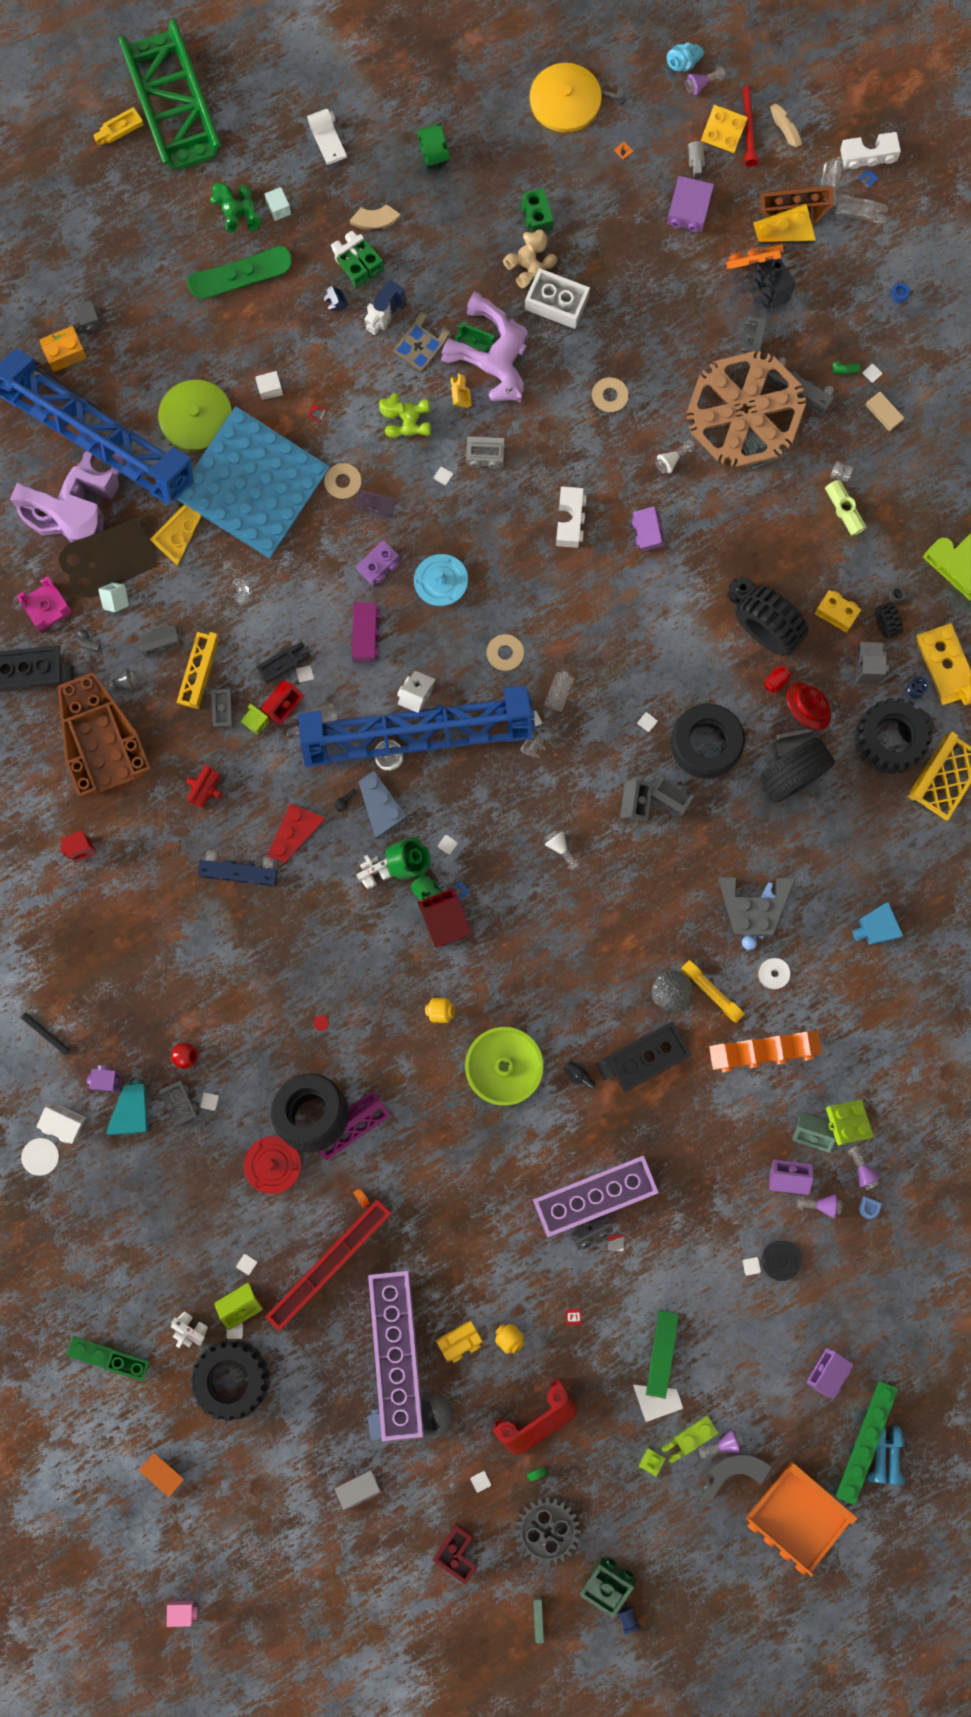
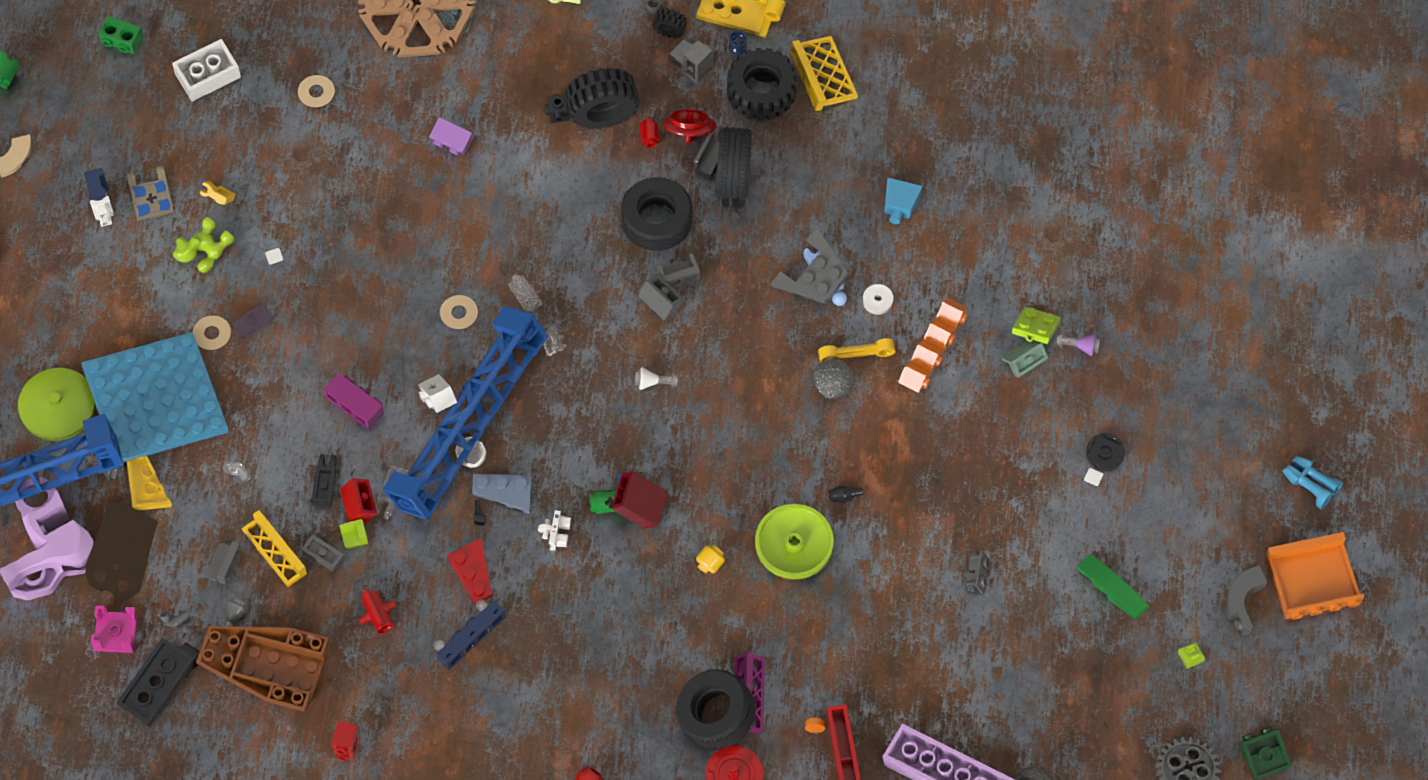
camera: 55 degrees left, 15 degrees down
(113, 597) = (156, 571): light aqua panel -> none
(269, 385) = (85, 328): white panel -> none
(304, 673) = (347, 472): white sticker -> none
(316, 412) = (137, 312): sticker -> none
(321, 1023) = (646, 660): red sticker -> none
(337, 297) = (58, 228): dark blue tile -> none
(357, 259) = (37, 190): green hips -> none
(378, 563) = (305, 351): medium lavender brick -> none
(407, 858) = (568, 494): green brick -> none
(440, 580) = (360, 314): medium azure piece -> none
(447, 844) = (579, 463): white sticker -> none
(459, 1341) = (987, 730): yellow brick -> none
(475, 338) = (185, 153): green hinge -> none
(485, 452) = (283, 210): light grey window -> none
(502, 353) = (217, 144): lavender animal -> none
(509, 1338) = (1014, 690): yellow head -> none
(523, 1439) = (1094, 736): red windscreen -> none
(526, 257) = (152, 68): tan animal -> none
(537, 1473) = (1137, 745): green tile -> none
(569, 532) = (381, 175): white arch -> none
(573, 1317) = (1033, 634): red sticker -> none
(595, 1196) = (950, 547): lavender brick -> none
(616, 1242) = (999, 562): light grey sticker -> none
(628, 1619) = (1301, 757): dark blue bush -> none
(629, 1062) = (869, 448): black hinge -> none
(647, 722) = (603, 249): white sticker -> none
(656, 1407) = (1149, 621): white sticker -> none
(667, 461) = (408, 87): piece -> none
(691, 1438) = (1194, 612): lime hinge -> none
(729, 1443) = (1219, 586): piece -> none
(792, 1178) = (1046, 396): medium lavender brick -> none
(830, 1205) = (1090, 385): piece -> none
(830, 1374) = (1218, 475): medium lavender brick -> none
(838, 611) = (631, 53): yellow brick -> none
(866, 1442) = (1302, 501): green arch -> none
(869, 1208) = (1112, 361): medium blue tile -> none

